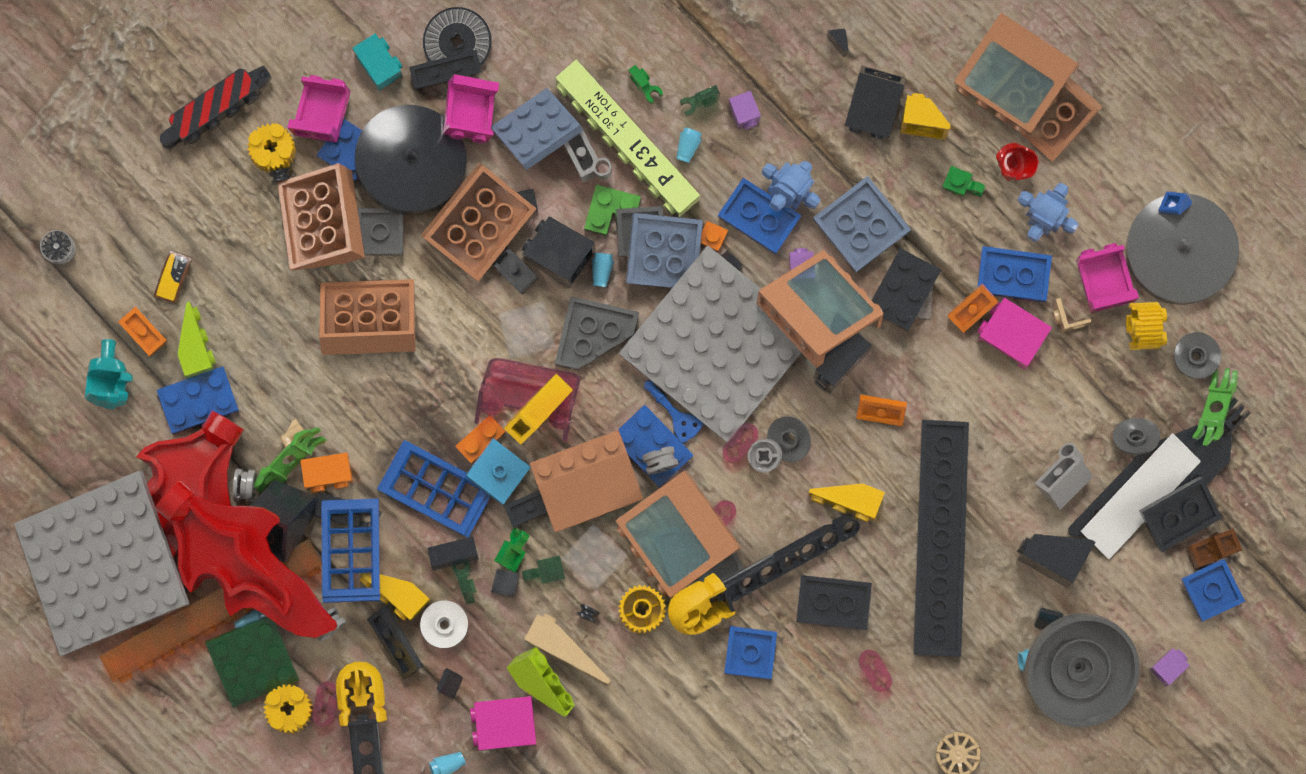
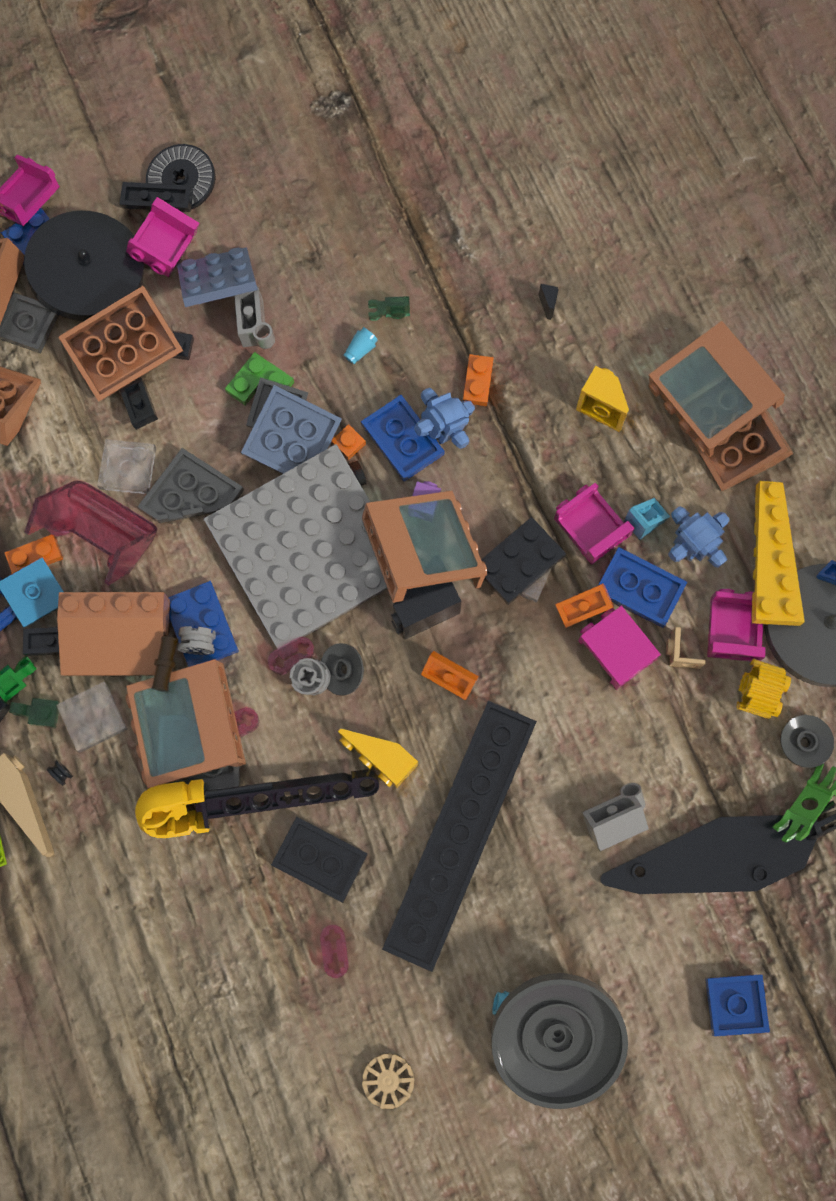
camera: 25 degrees right, 5 degrees down
(377, 61) = (96, 168): teal brick -> none
(538, 409) = (96, 544): yellow slope -> none
(558, 251) = (189, 401): black slope -> none
(601, 268) = (225, 433): medium azure cone -> none
(627, 139) = (302, 319): yellowish green brick -> none
(629, 604) = (106, 778): yellow brick -> none
(640, 79) = (339, 270): green plate -> none
(644, 490) = (164, 664): none -> dark brown pin
(677, 417) = (238, 605): blue piece -> none
(744, 110) = (428, 332): medium lavender brick -> none
(750, 652) = (209, 880): blue plate -> none
(804, 137) = (478, 379): none -> orange plate
(861, 224) = (502, 482): sand blue plate -> none
(875, 102) = (560, 369): black slope -> none
(952, 233) = (592, 523): none -> dark pink panel
(959, 182) = (620, 477): green plate -> none
(997, 210) = (646, 517): none -> medium azure slope
(1017, 162) = (684, 475): red hair -> none
(1045, 617) = (542, 965): black slope -> none
(1055, 556) = (576, 901): black slope -> none
(1123, 222) = (775, 572): none -> yellow wing
(1136, 436) = (711, 803): dark grey dish -> none
(1152, 481) = (693, 869): white sticker -> none
(1170, 666) = (660, 1074): medium lavender brick -> none
(1180, 514) = (730, 906): black plate -> none
(1214, 548) = (754, 958): reddish brown slope -> none

